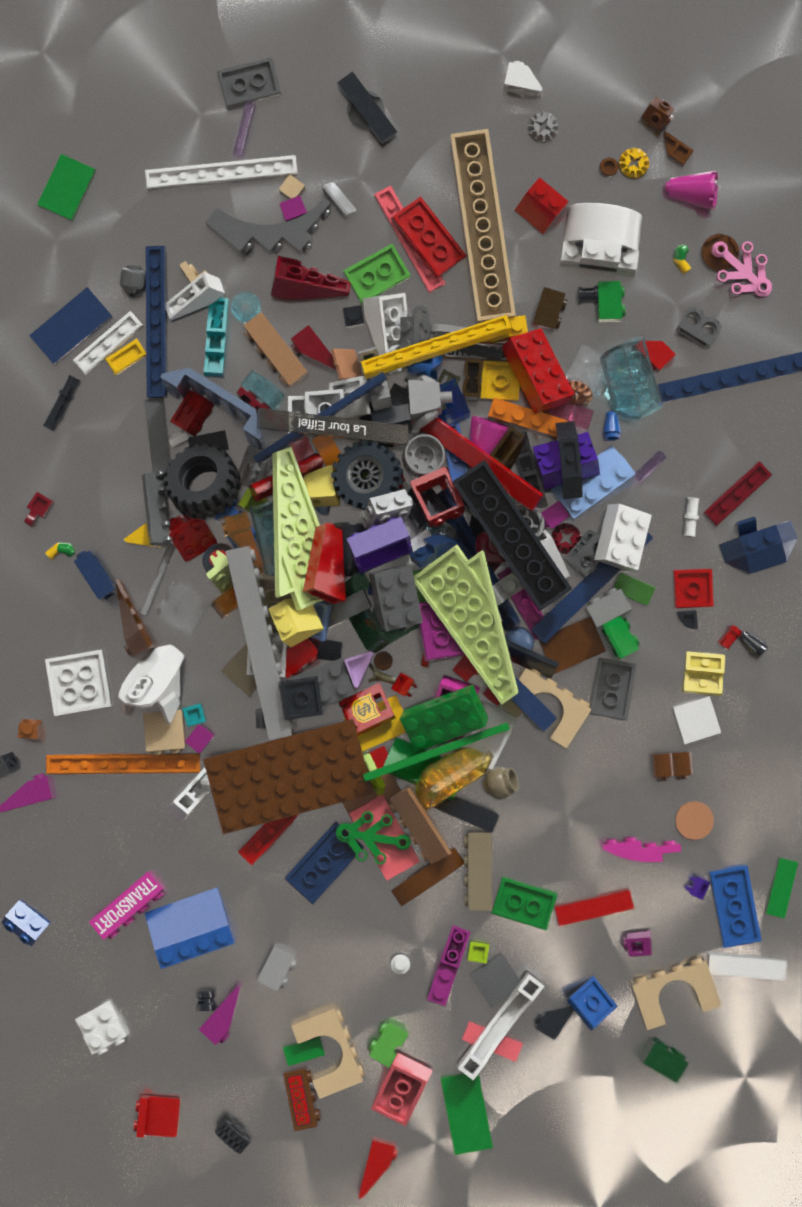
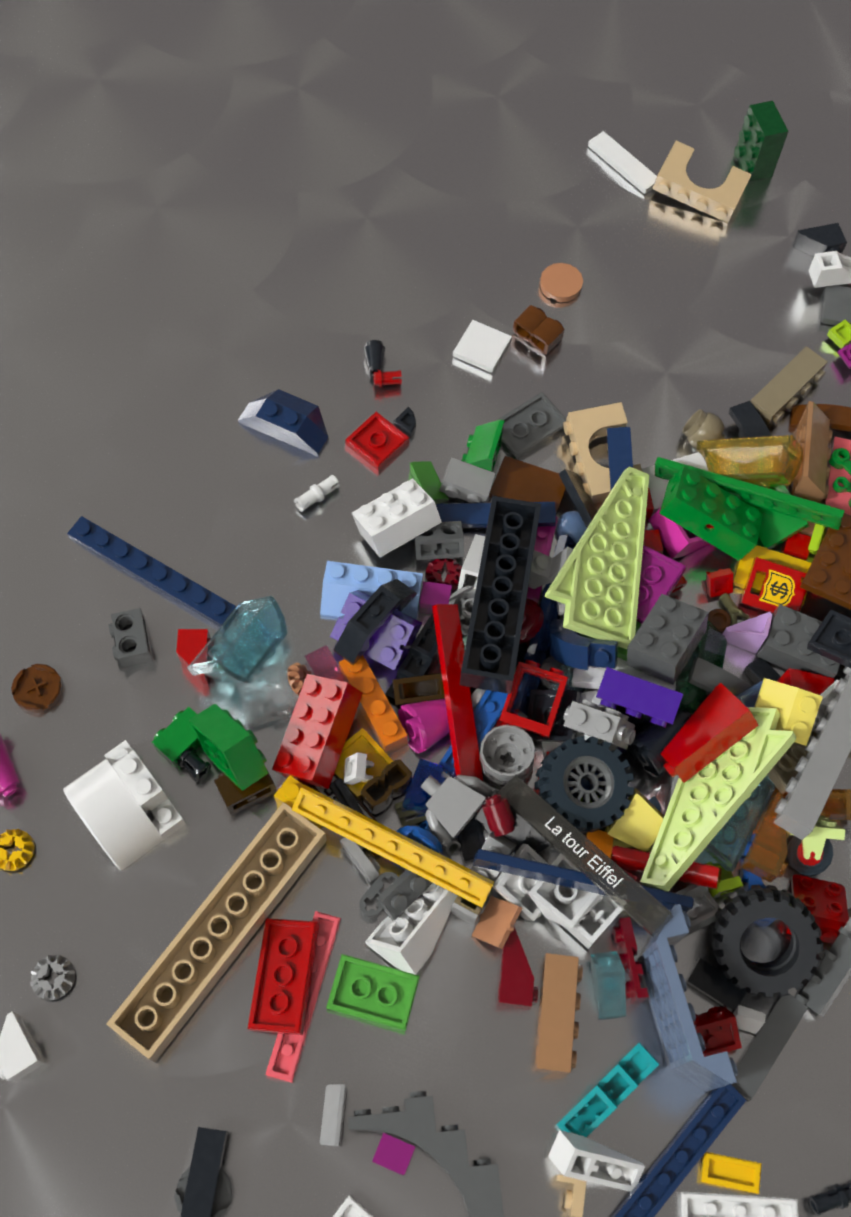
camera: 140 degrees left, 20 degrees down
(254, 305) = (536, 1106): clear light blue gear -> none
(291, 187) = (370, 1184): tan tile -> none
(299, 282) = (463, 1063): dark red wedge -> none
(353, 316) = (440, 970): black plate -> none
(395, 412) = (499, 815): none -> dark red brick
(497, 370) = (356, 769): none -> white tile
(524, 903) = (766, 338): green tile -> none
(541, 205) = (142, 893): red slope -> none
(573, 315) = (229, 746): none -> green brick
(592, 1003) = (779, 227): blue tile -> none
(594, 907) = (709, 290): red tile -> none
(608, 167) = (39, 869): reddish brown tile -> none
(612, 427) = (302, 627): blue cone -> none
(633, 850) = (635, 296): dark pink slope -> none
(638, 949) = (698, 235): magenta brick -> none
(650, 465) = (304, 565): clear purple axle -> none
(680, 256) = (76, 716): arm -> none
(699, 887) = (608, 234): dark purple tile -> none
(704, 673) = (439, 372): light yellow slope -> none
(735, 906) = (590, 205): blue tile -> none
(737, 493) = (257, 478): dark red tile -> none
(744, 271) = (34, 649): bright pink plant -> none
(746, 526) = (278, 447): dark blue slope -> none
(781, 887) = (540, 188): green tile -> none

